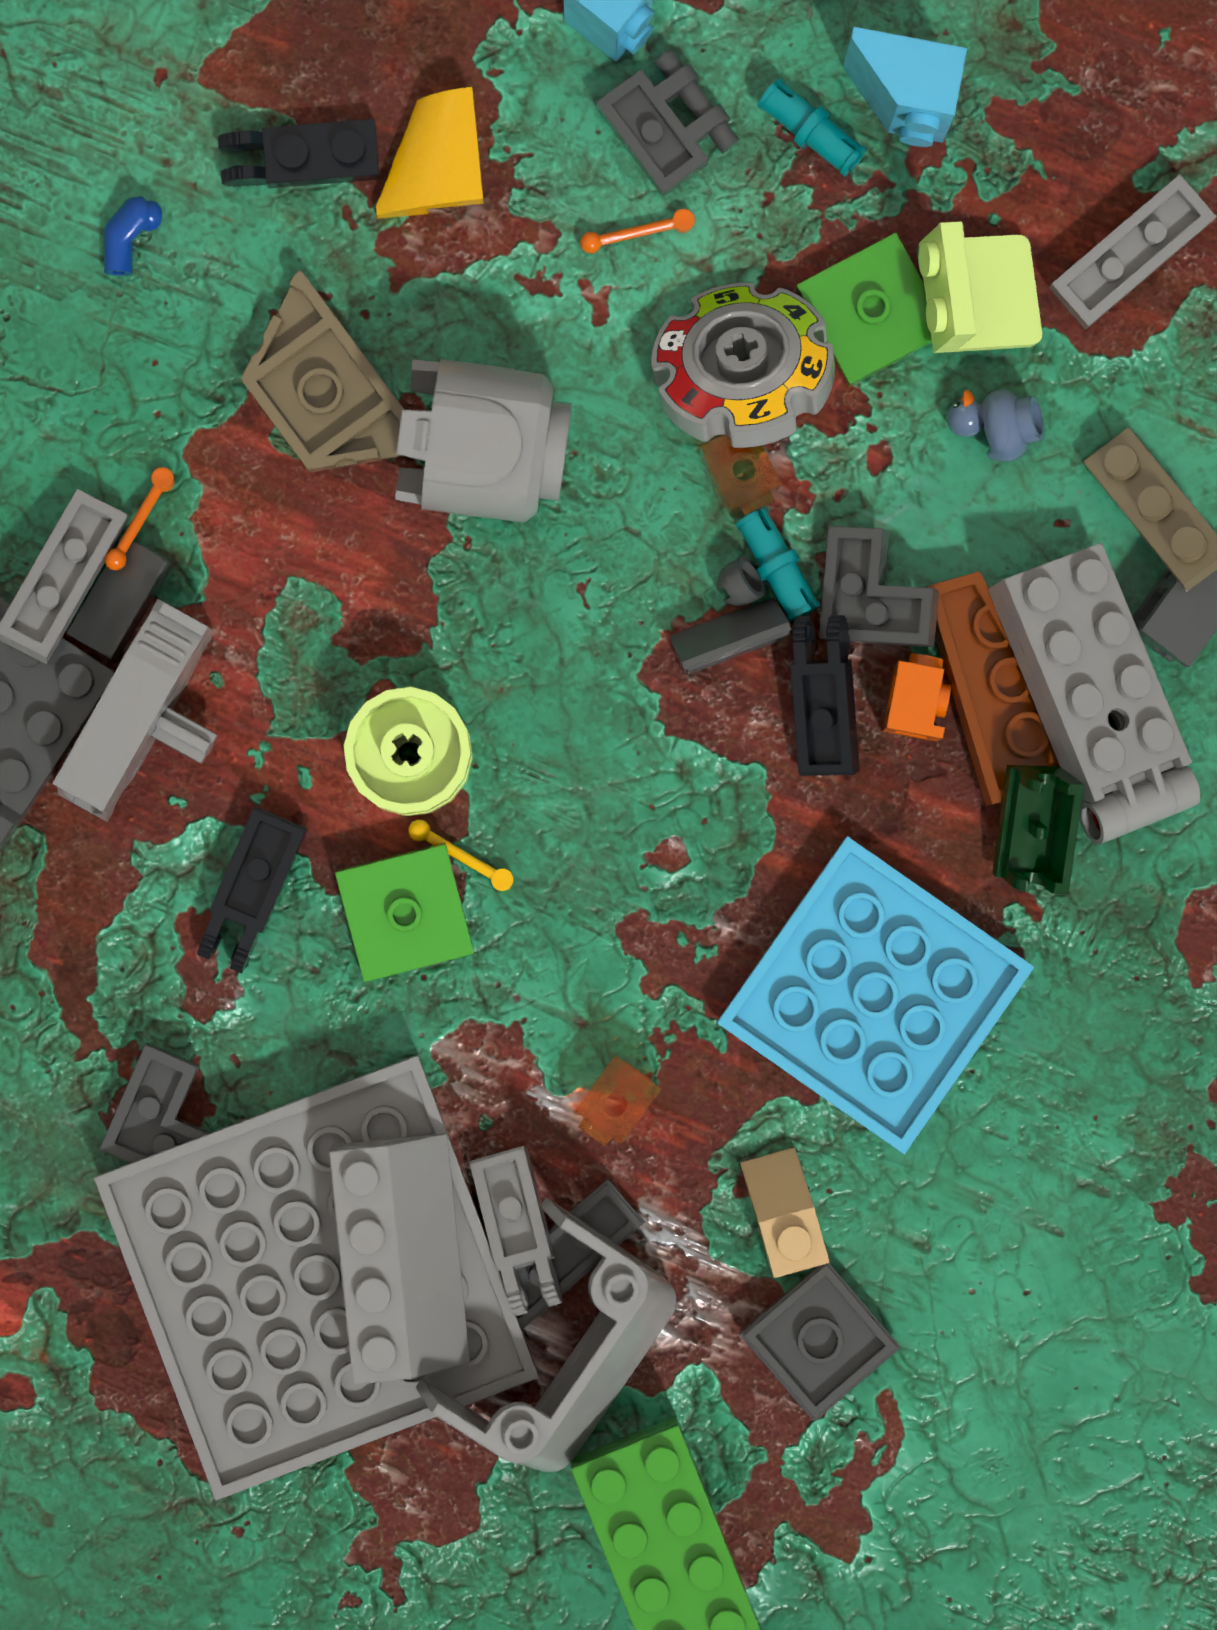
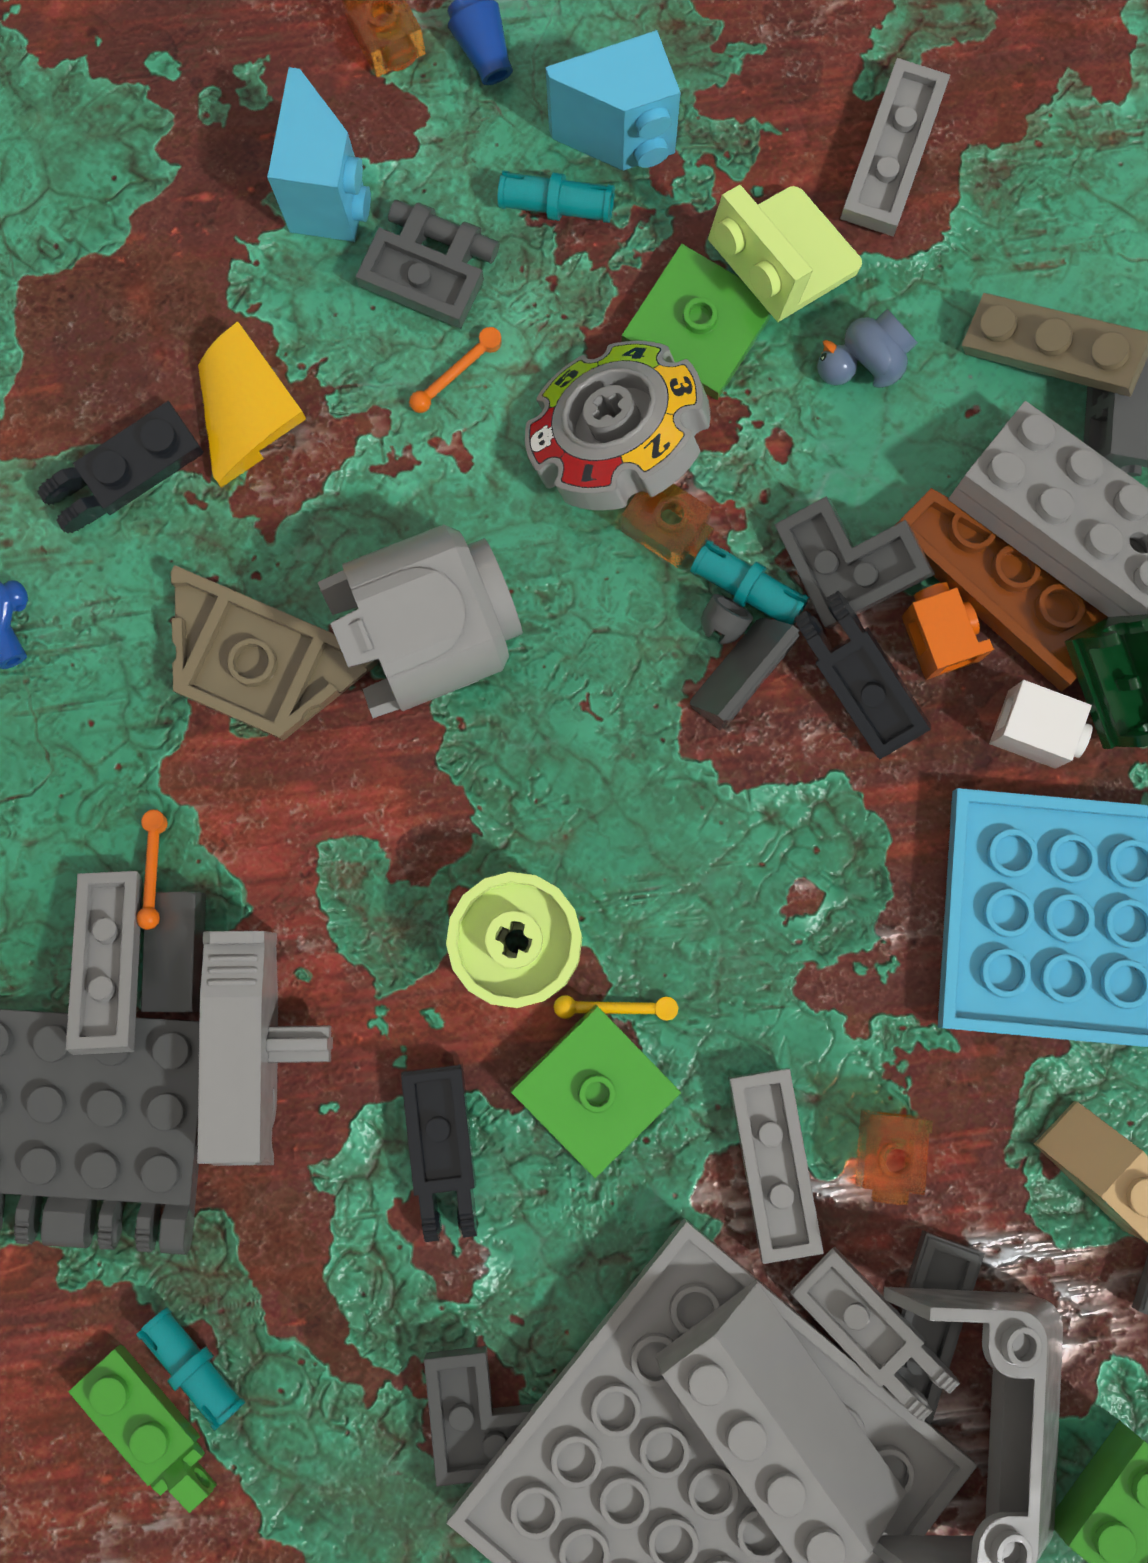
camera: 15 degrees left, 5 degrees down
(516, 1054) = (775, 1165): none -> light grey plate
(951, 825) = (1042, 725): none -> white brick

